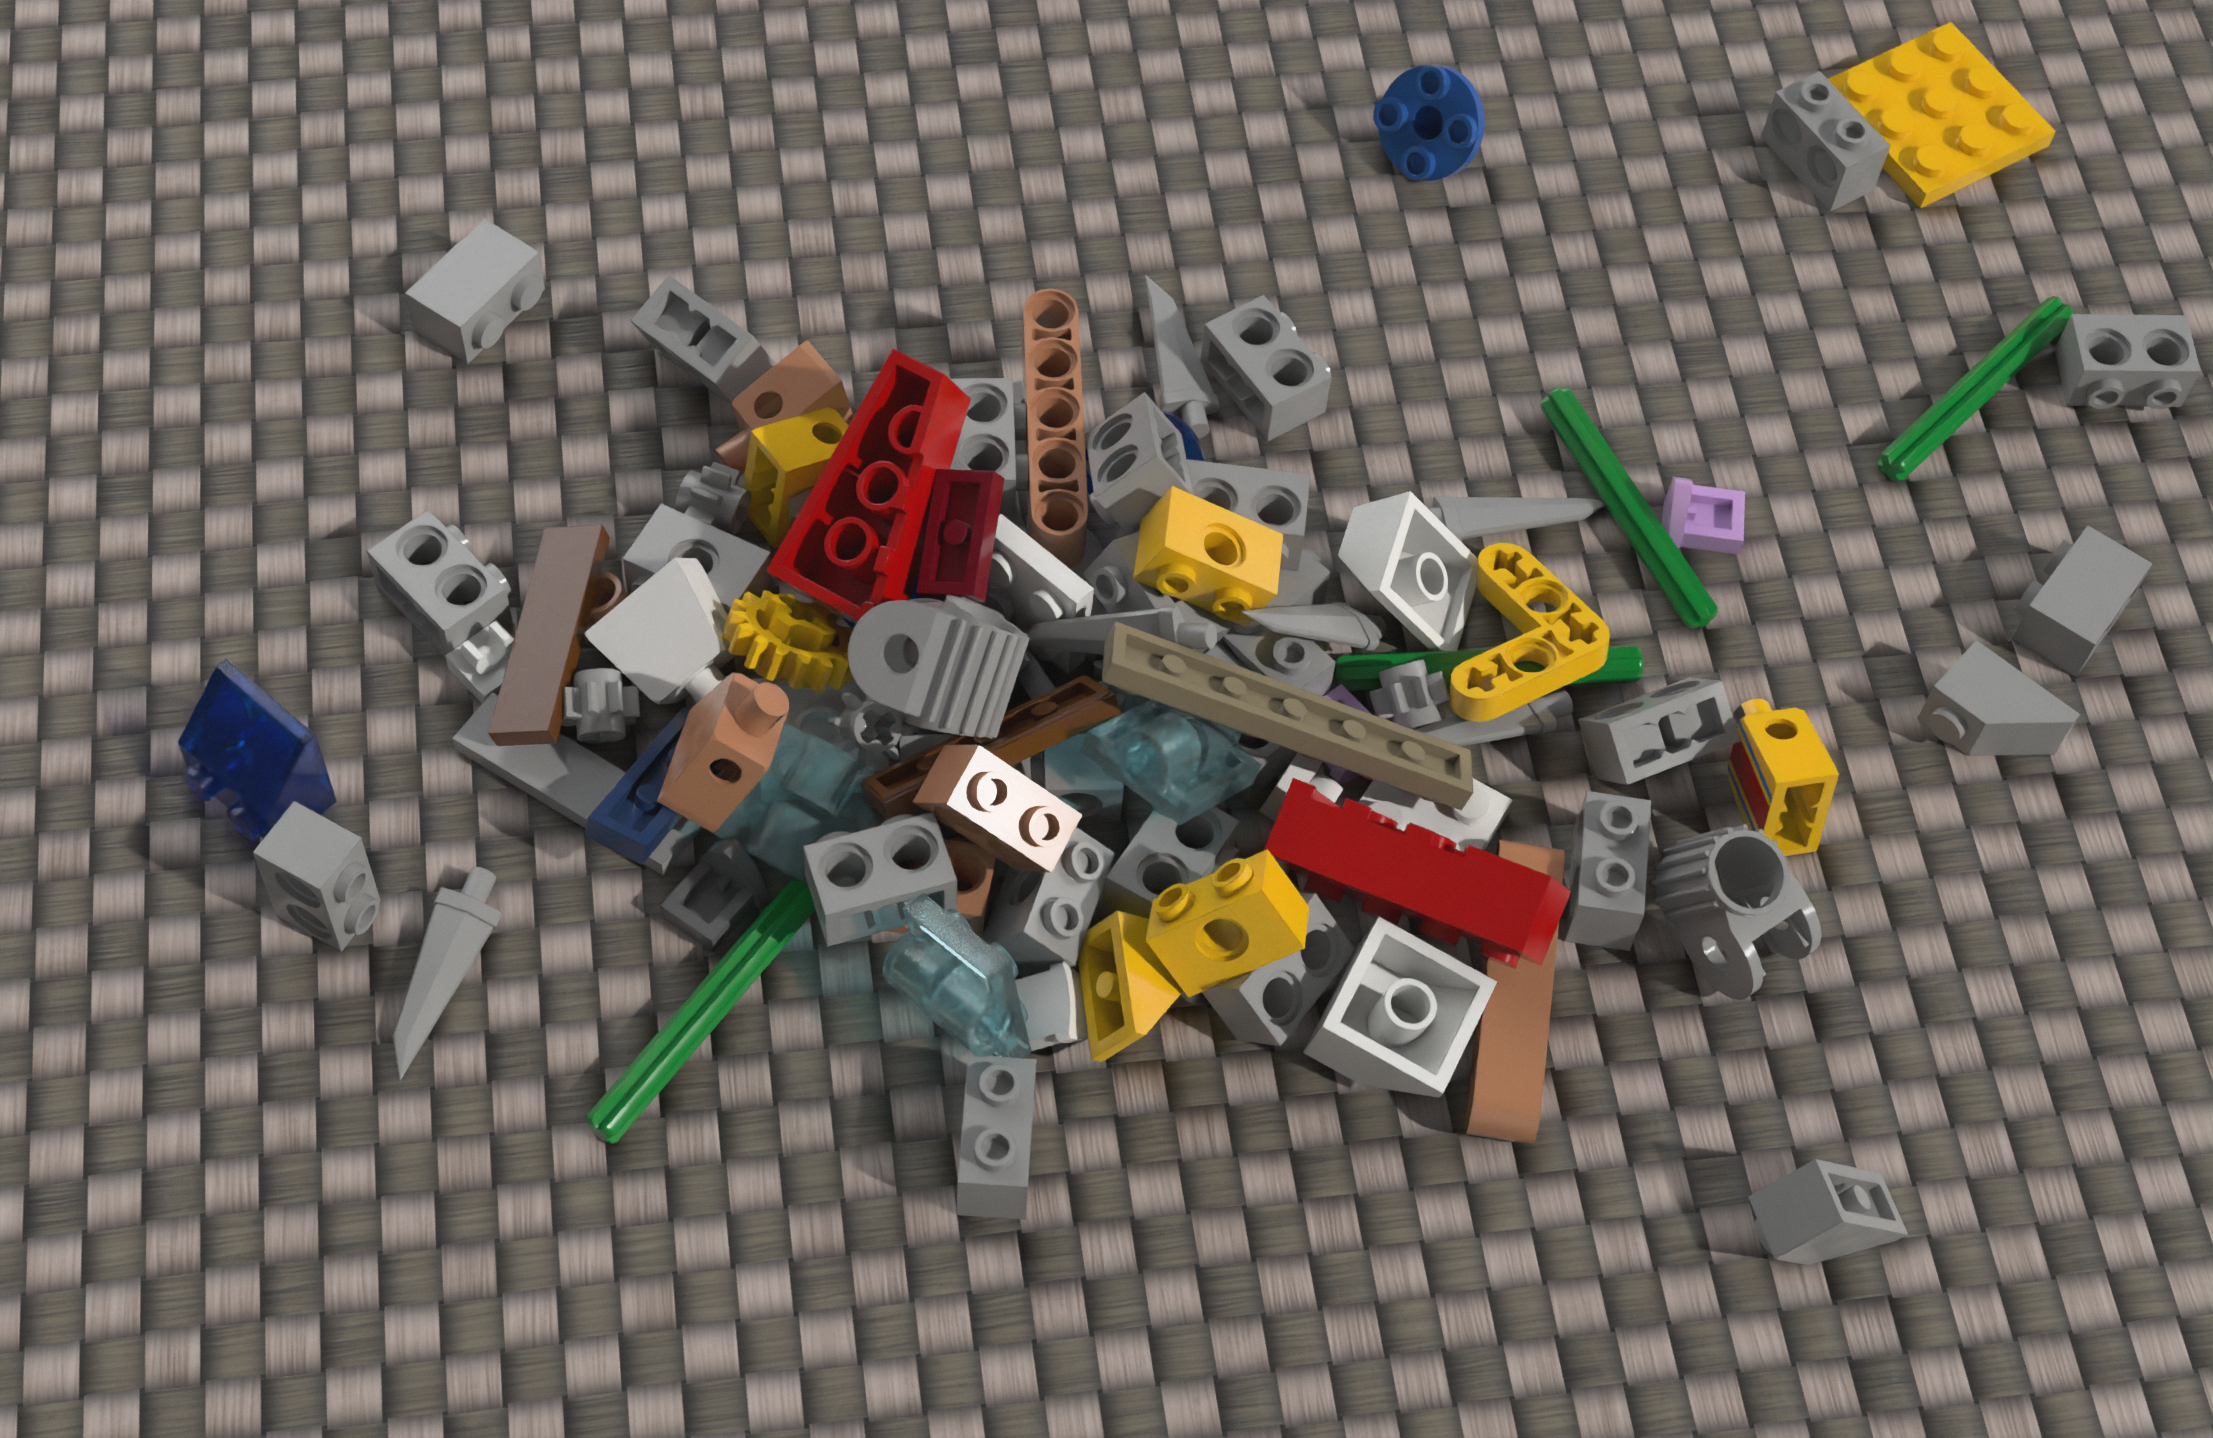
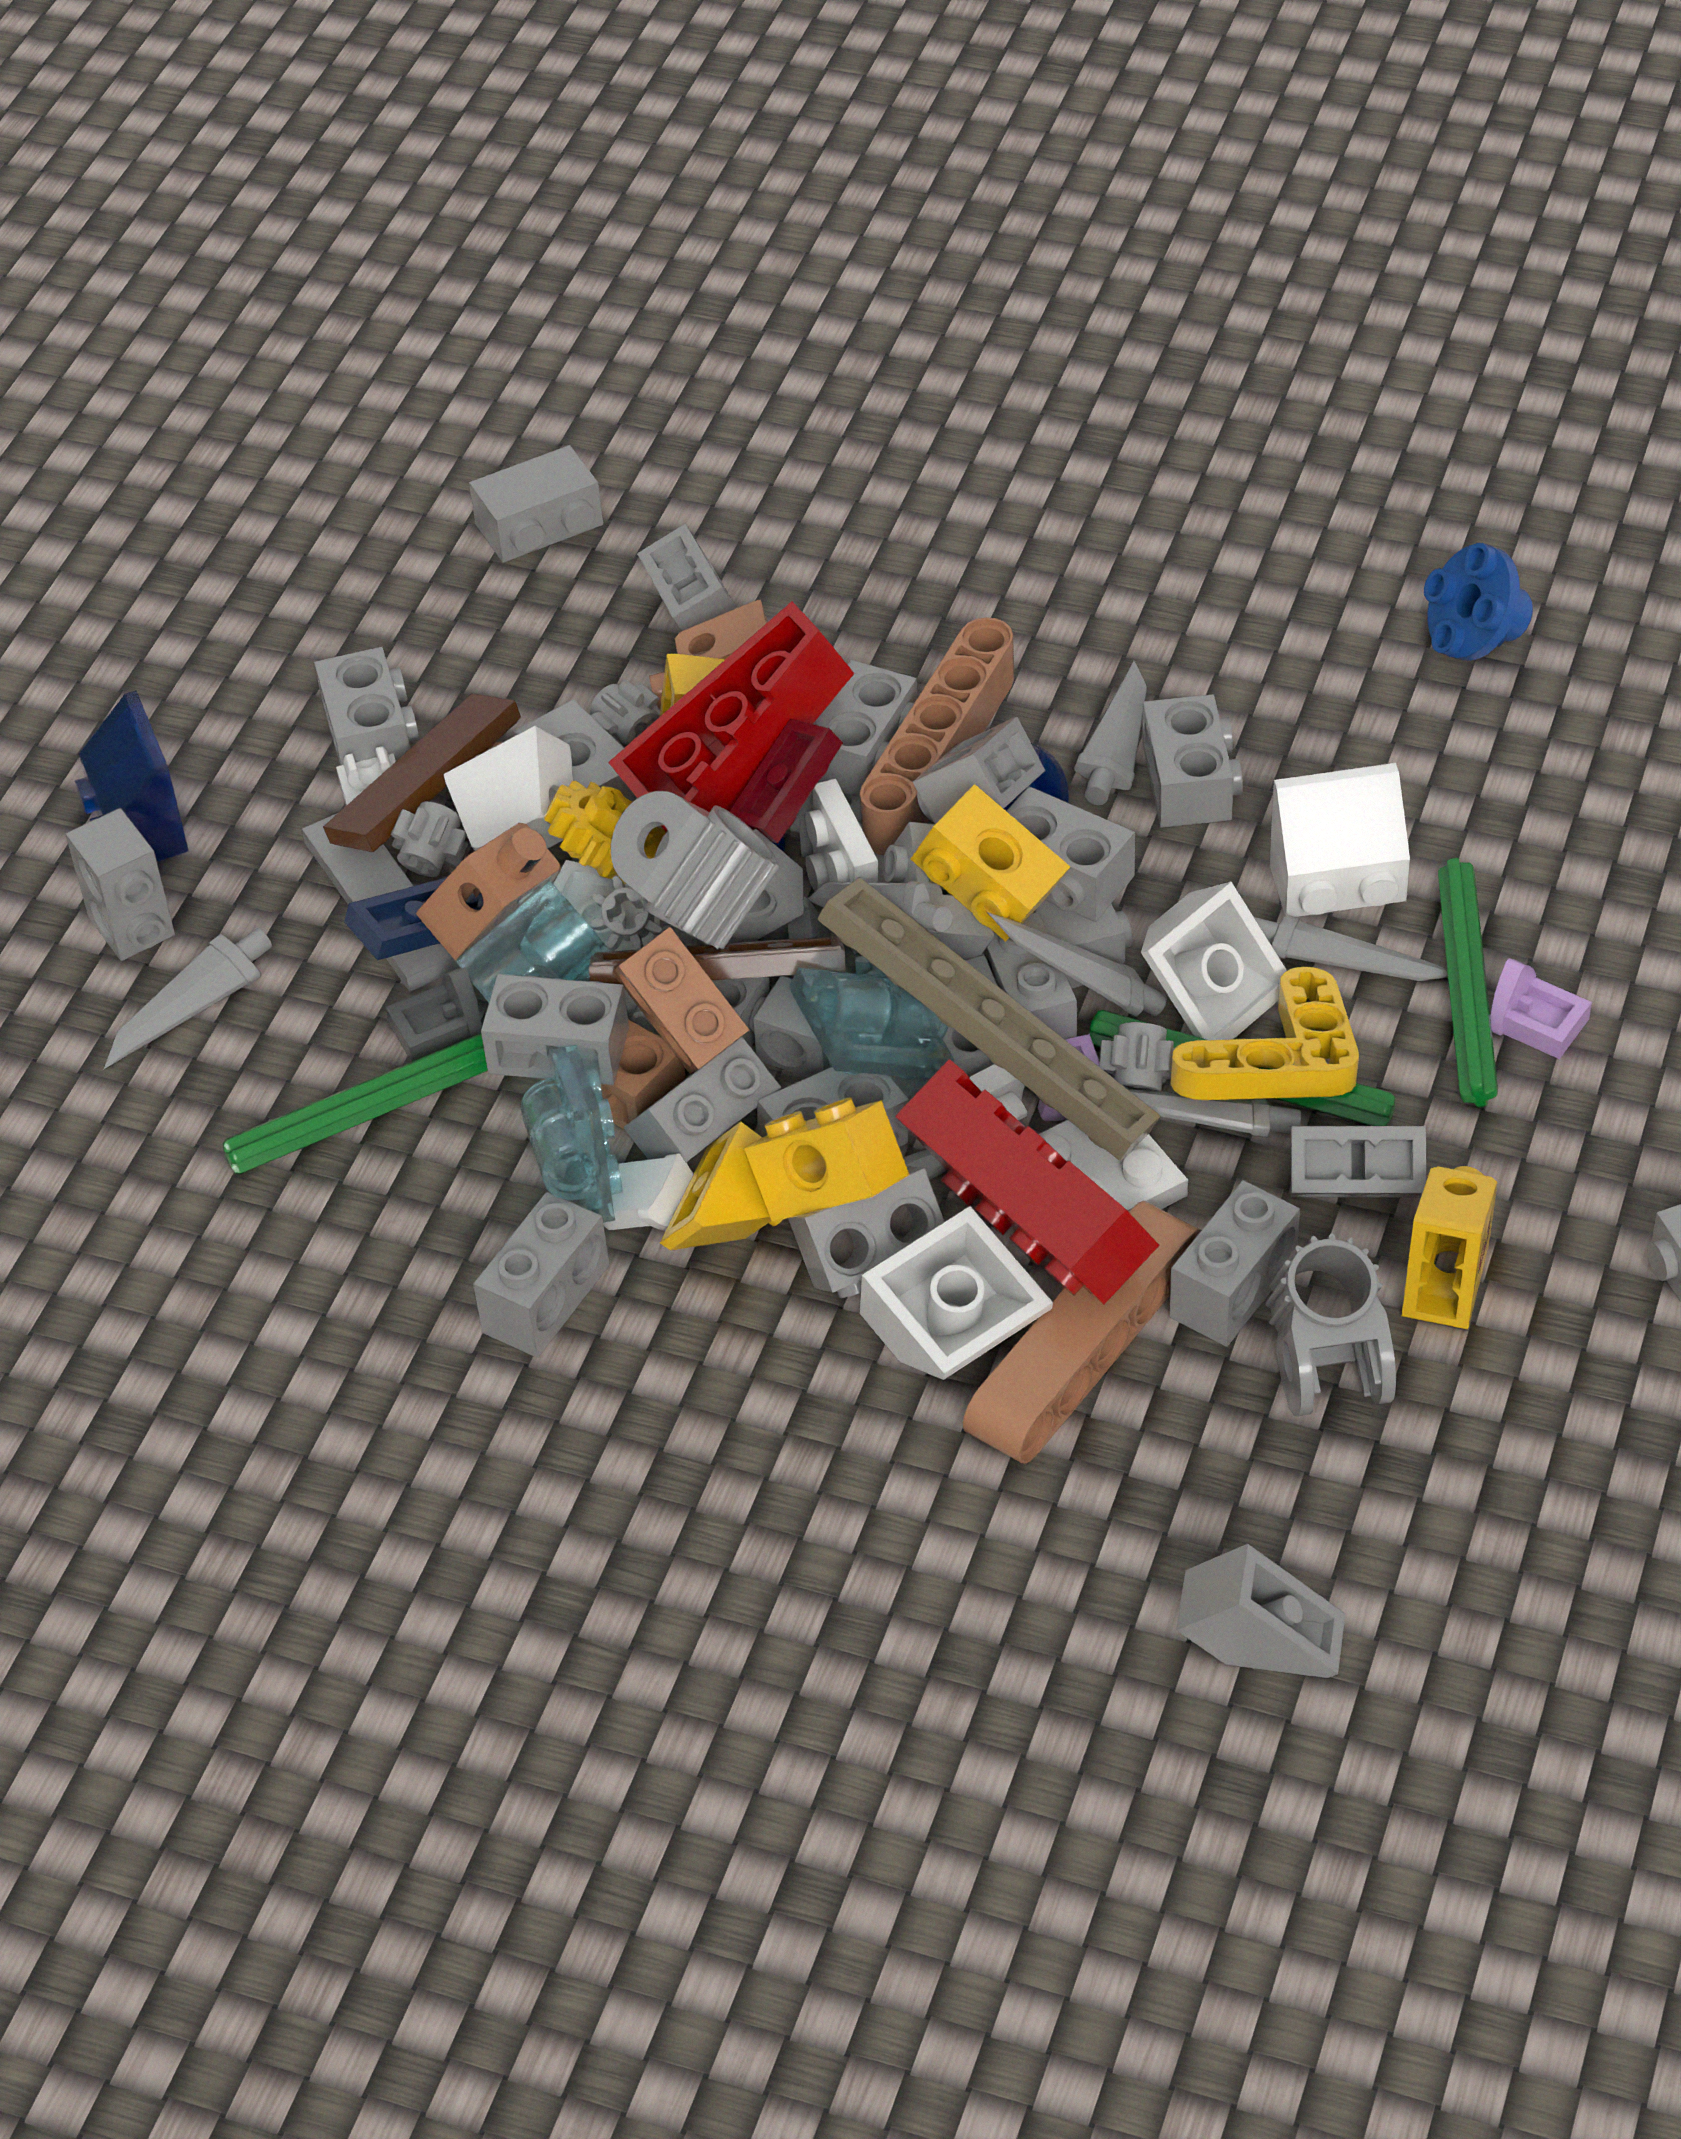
camera: 35 degrees right, 10 degrees down
(1459, 412) = (1339, 840): none -> white slope

